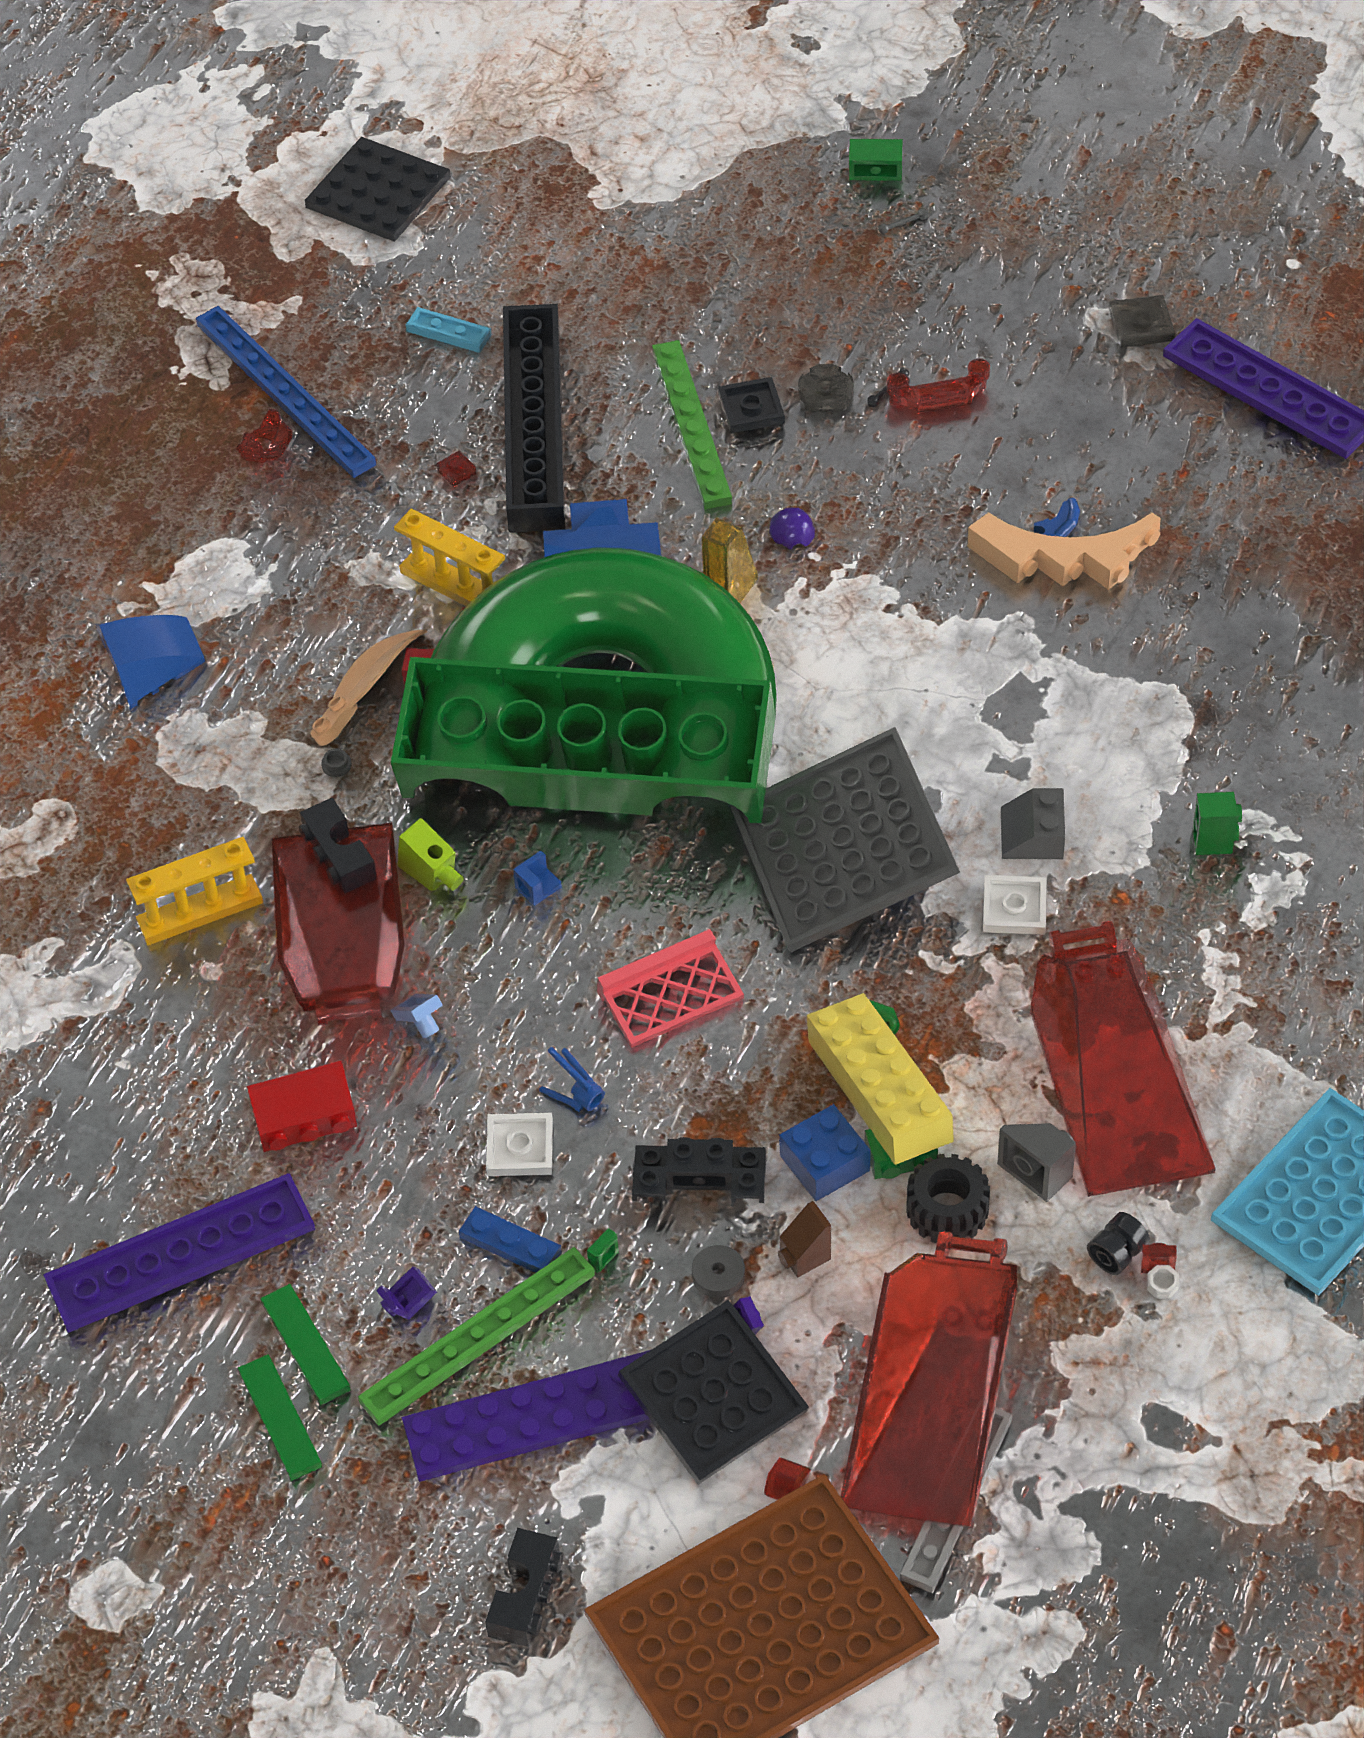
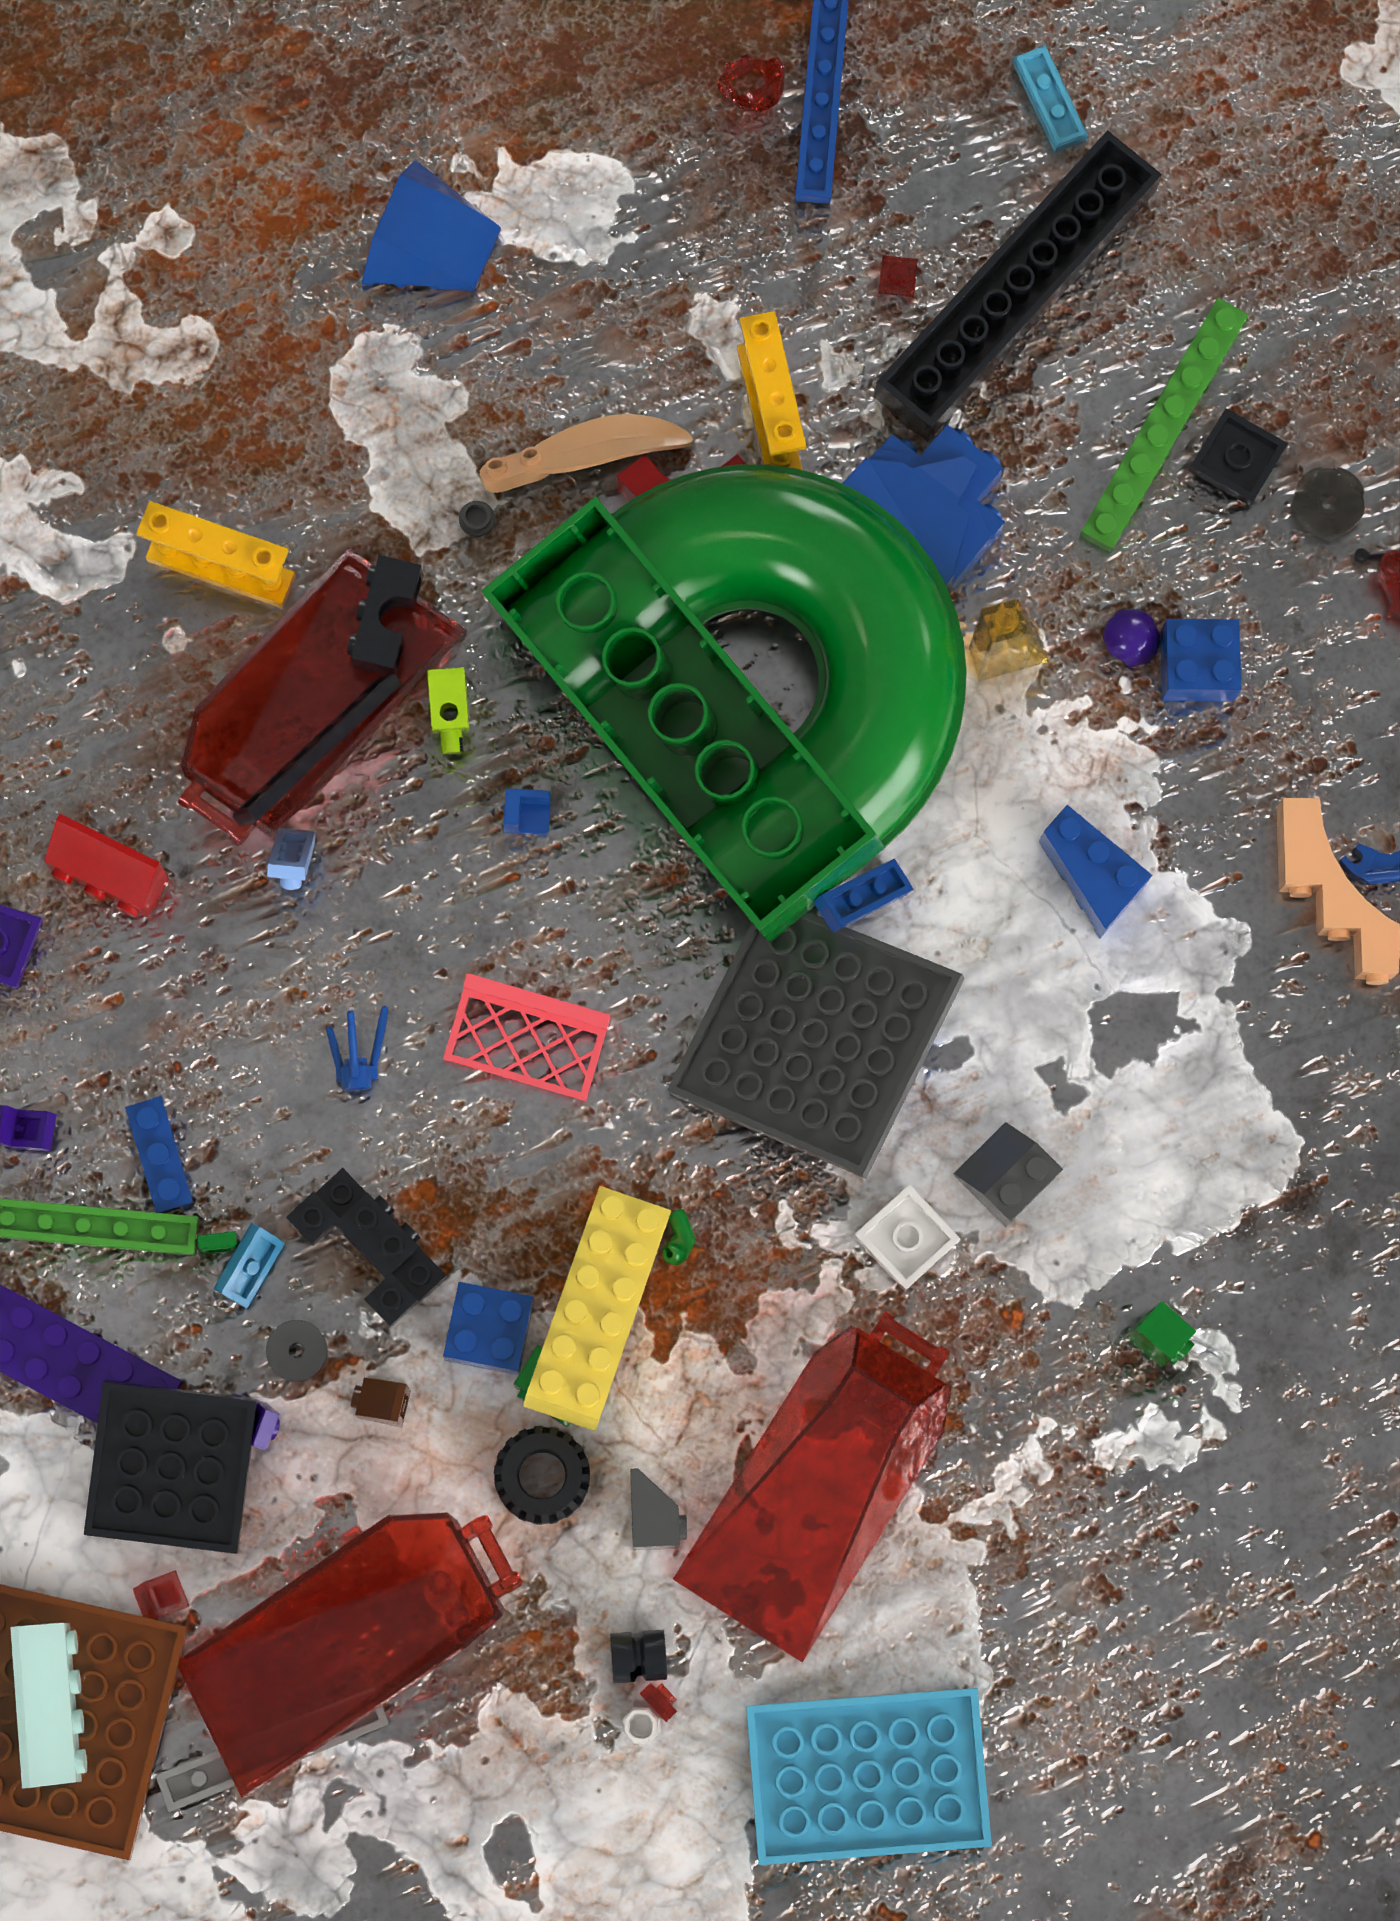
camera: 35 degrees right, 25 degrees up
(375, 931) = (316, 750): none -> black tile
(519, 1144) = (253, 1070): white plate -> none
(636, 1247) = (249, 1265): none -> dark azure plate
(787, 1584) = (47, 1704): none -> light aqua slope
(789, 754) = (863, 895): none -> blue plate
(844, 506) = (1200, 660): none -> blue brick
(902, 644) = (1093, 867): none -> blue wedge

